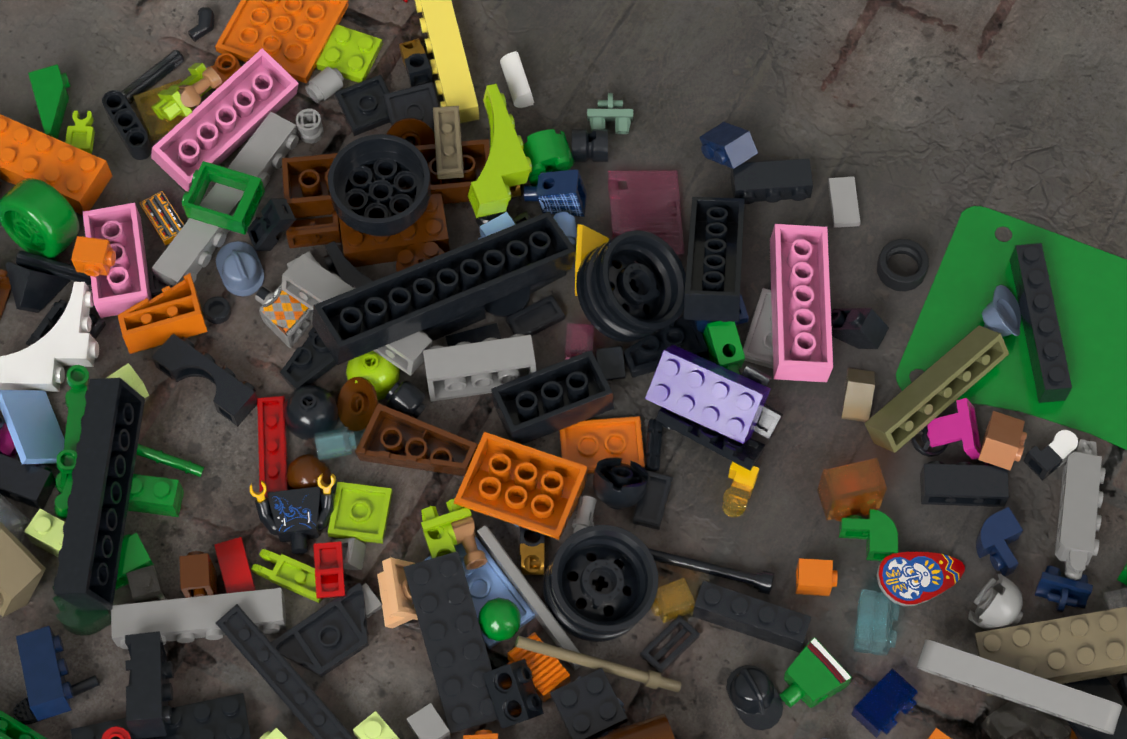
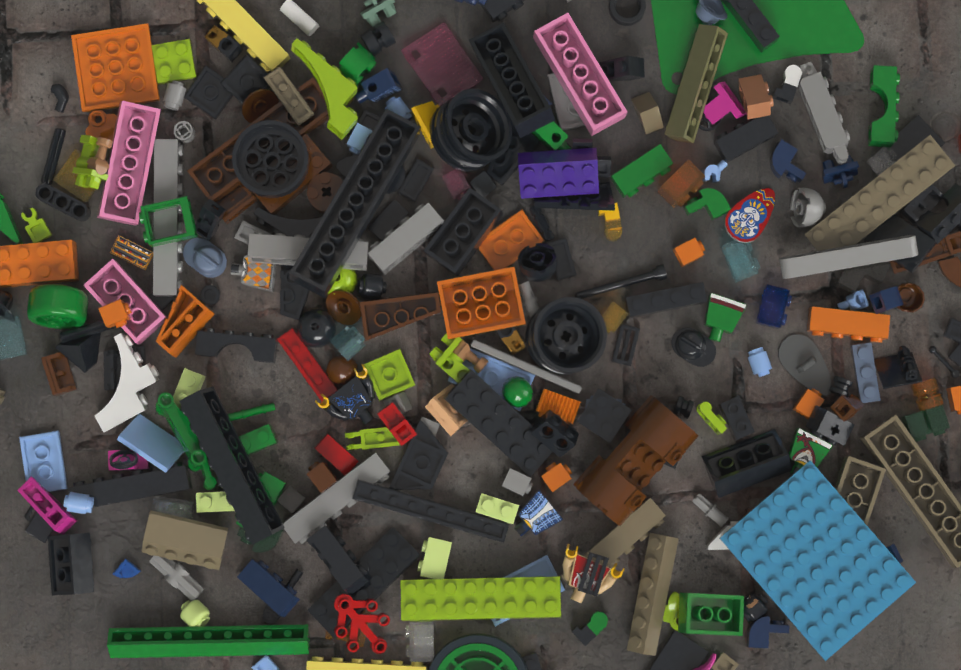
camera: 30 degrees left, 20 degrees up
(650, 679) = (628, 374): dark tan bar -> none
(810, 451) = (642, 171): none -> green brick
(901, 501) = (714, 171): none -> light blue piece

